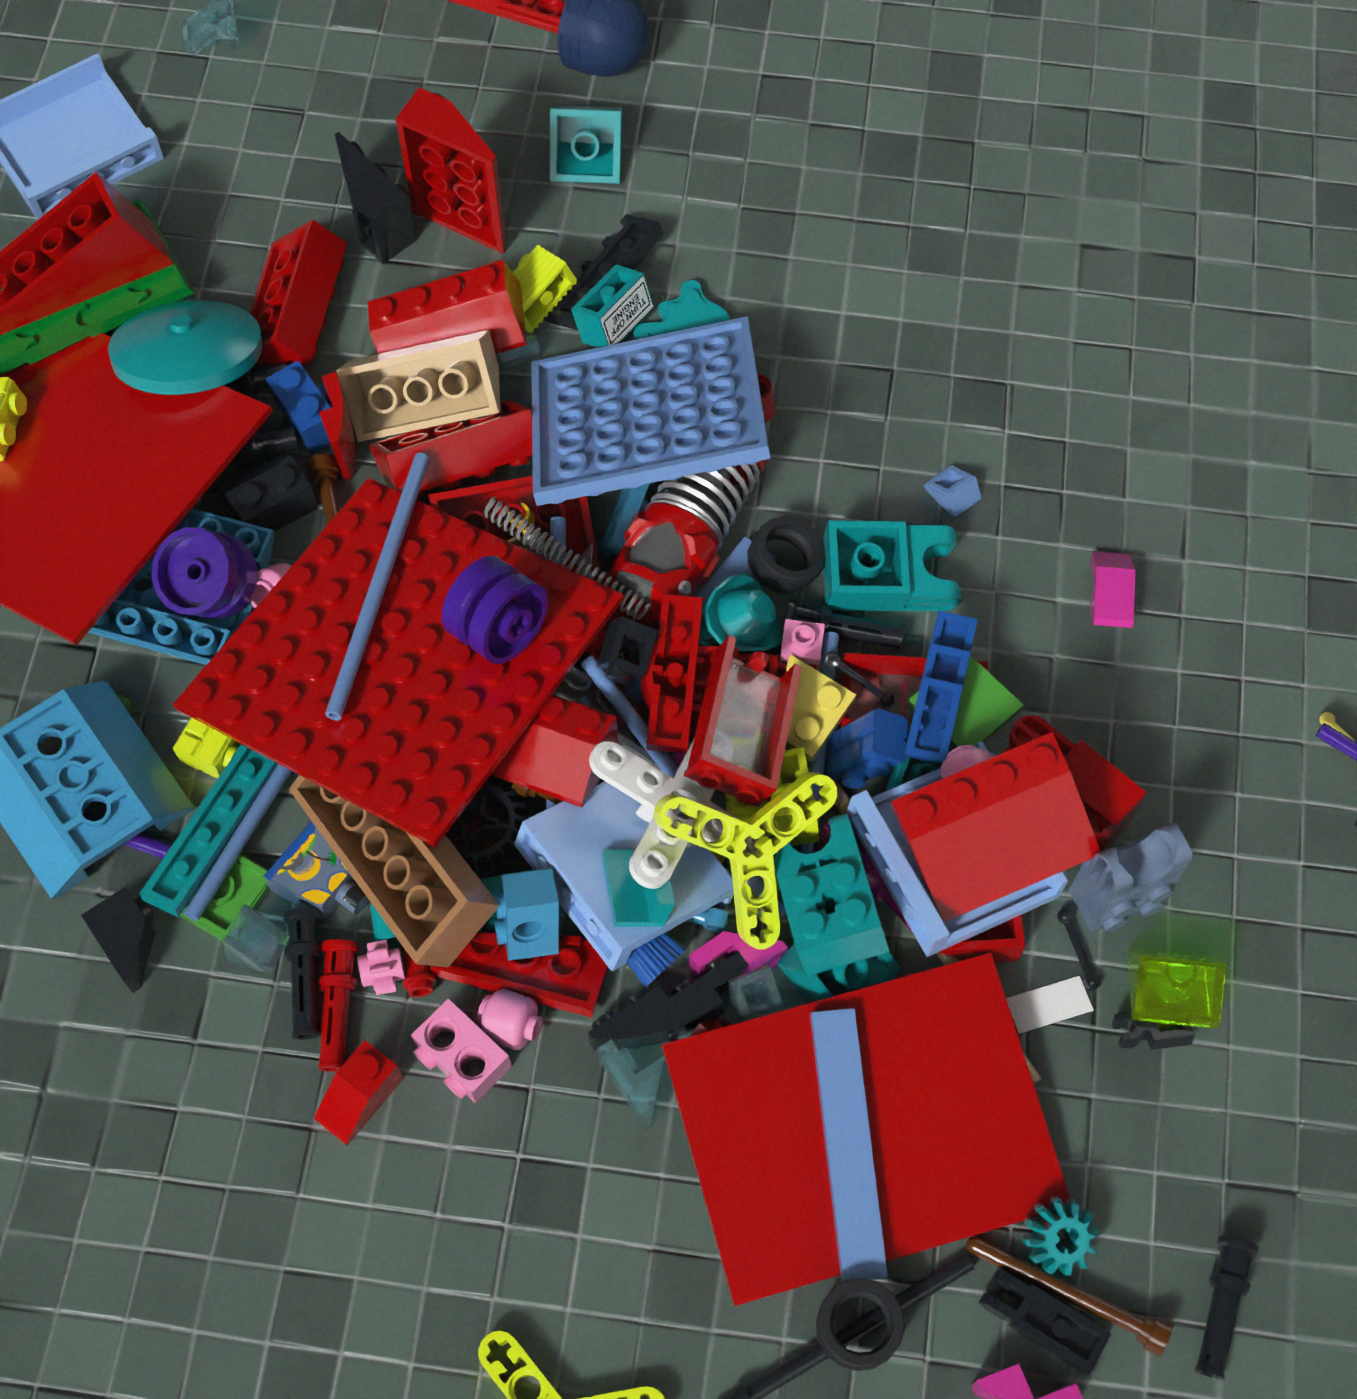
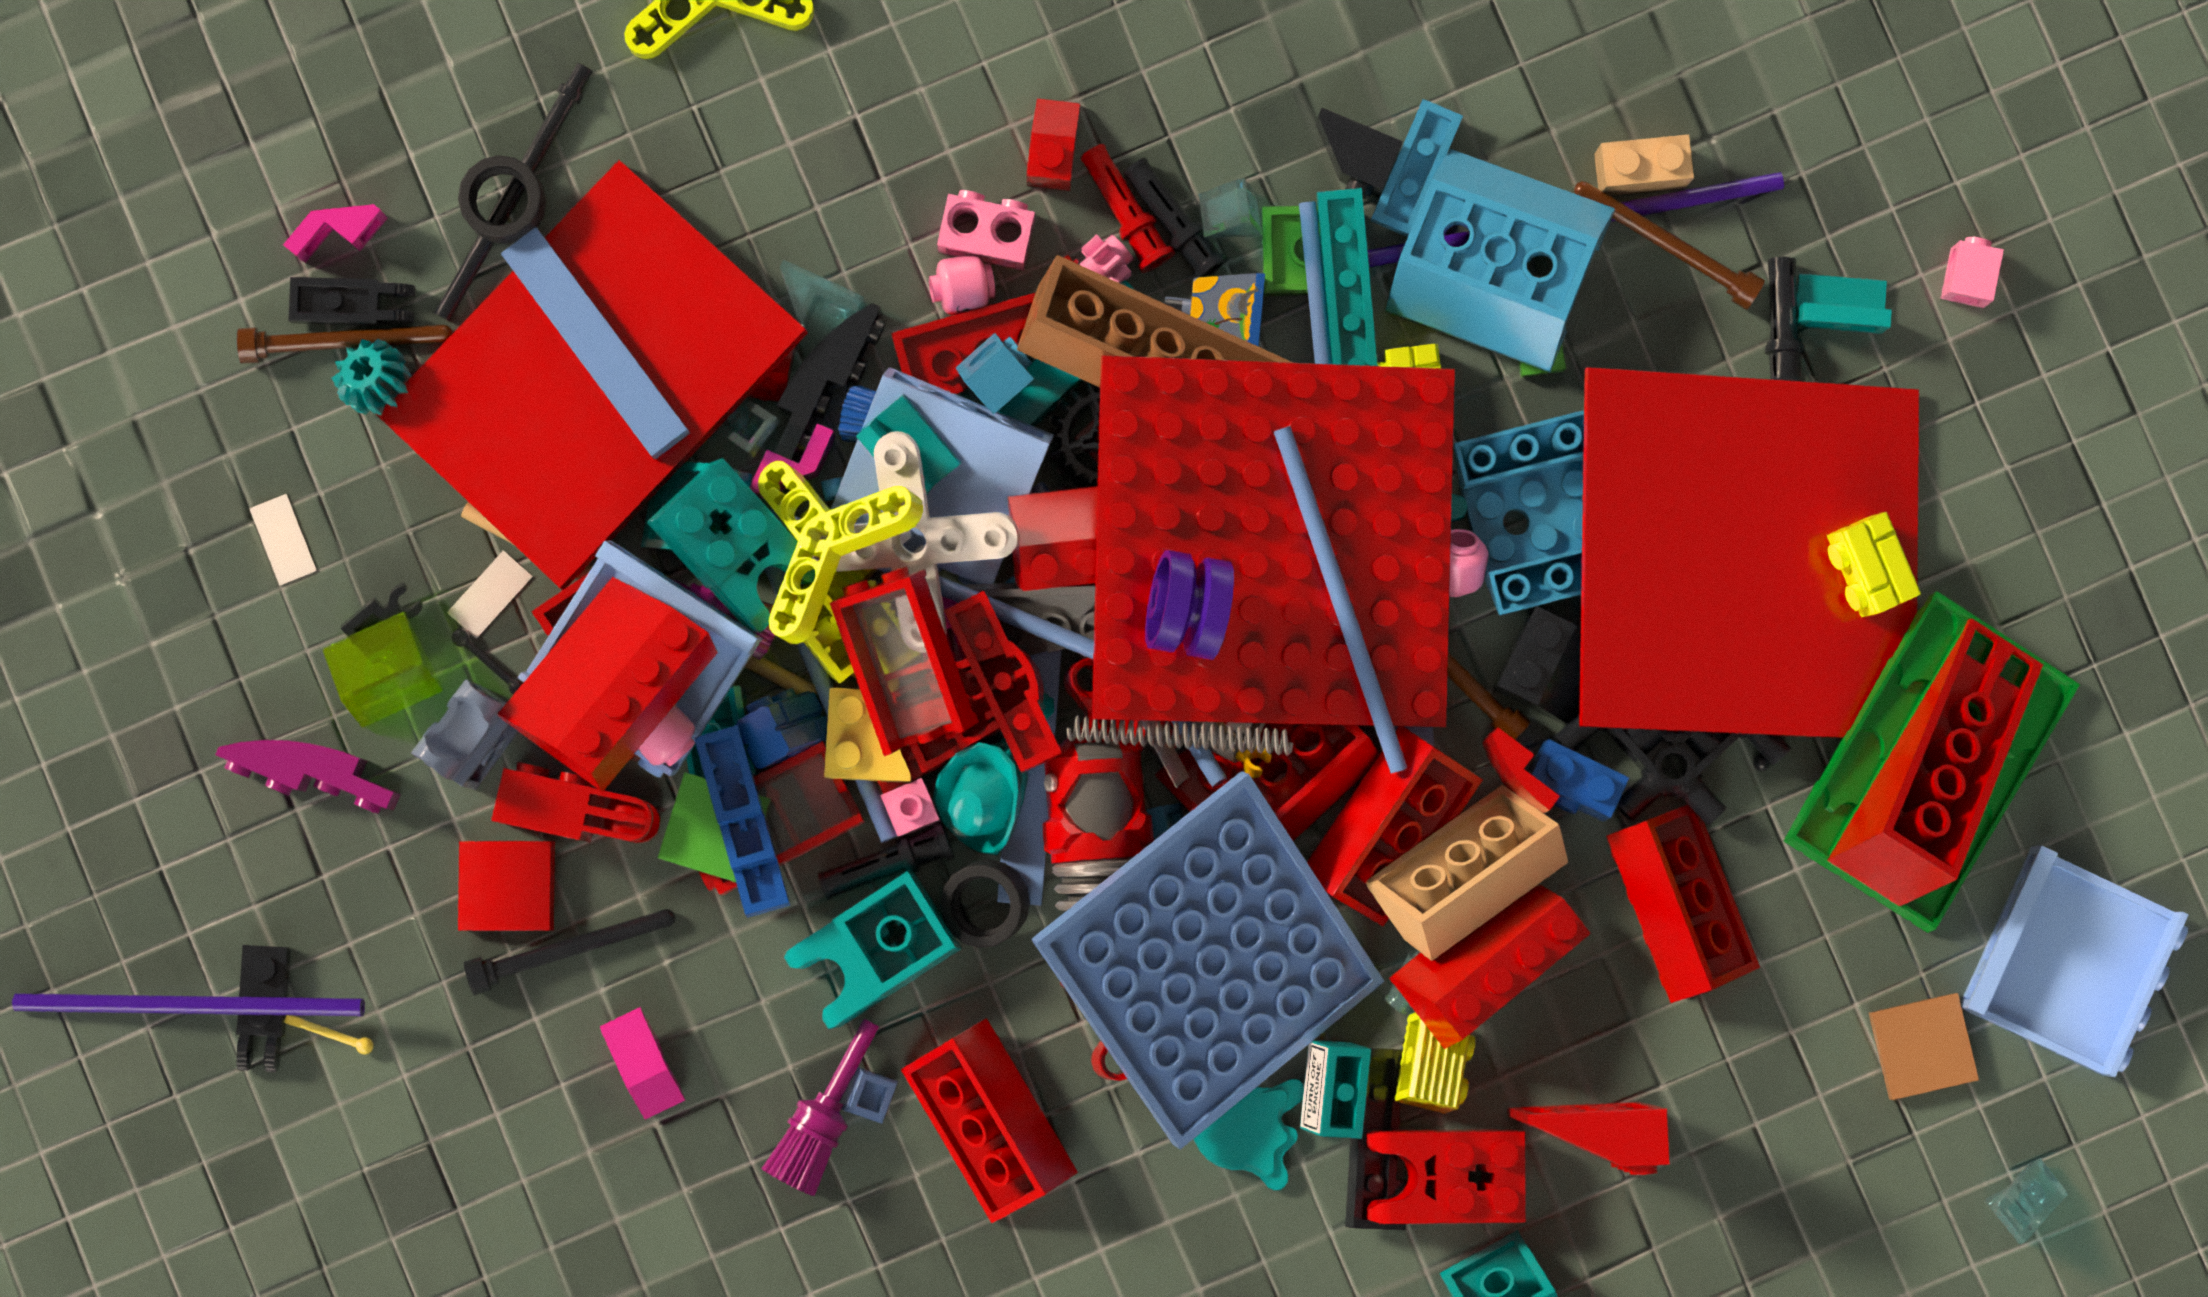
camera: 145 degrees right, 20 degrees up
(61, 913) = (1415, 166): none -> dark azure plate
(185, 347) = (1733, 760): teal dish -> none
(204, 145) = (1923, 1046): none -> medium nougat tile
(204, 573) = (1523, 518): dark purple wheel -> none
(377, 204) = (1668, 1054): black slope -> none
(570, 217) = (1439, 1173): none -> red brick
(637, 644) = (1060, 673): black brick -> none
(833, 661) = (868, 805): black hinge -> none
(871, 419) = (989, 1121): none -> red slope
(1004, 477) = (818, 1124): none -> magenta piece
(1160, 766) = (506, 885): none -> red slope
(1204, 716) = (485, 973): none -> black piece
(1207, 1151) = (283, 539): none -> white sticker
(1229, 1285) = (208, 424): black pin -> none
(1286, 956) = (294, 763): none -> magenta slope

